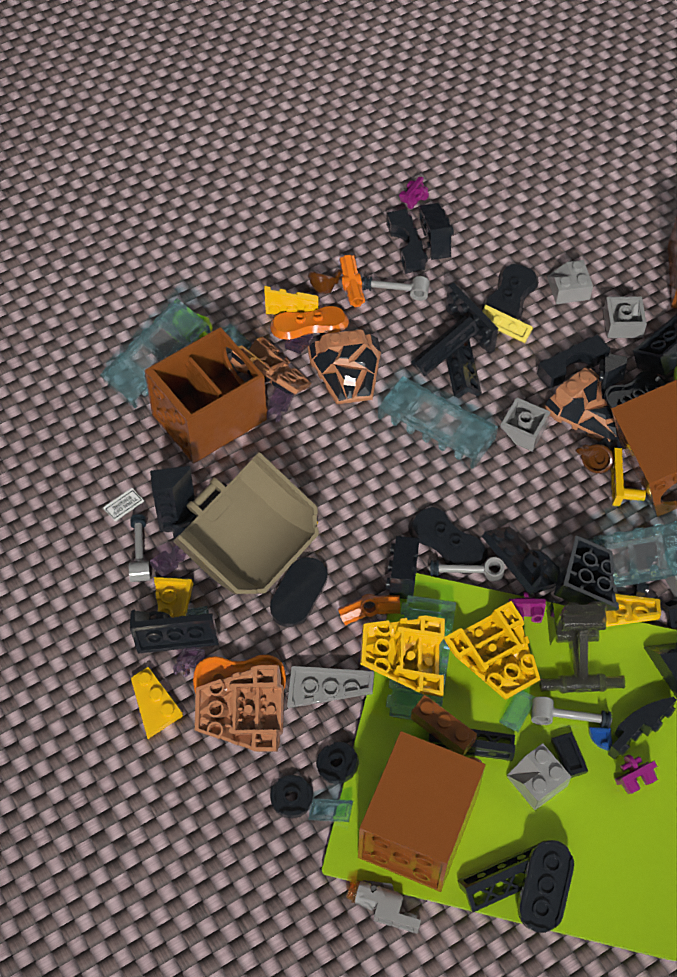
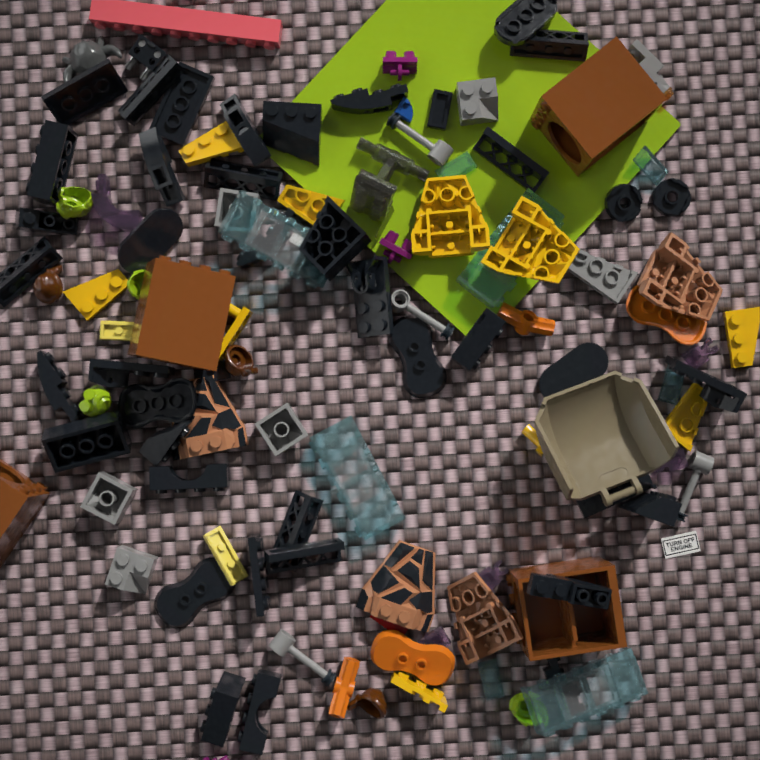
camera: 155 degrees left, 30 degrees up
(217, 384) = (569, 590): none -> black slope
(443, 726) = (536, 170): dark orange brick -> none

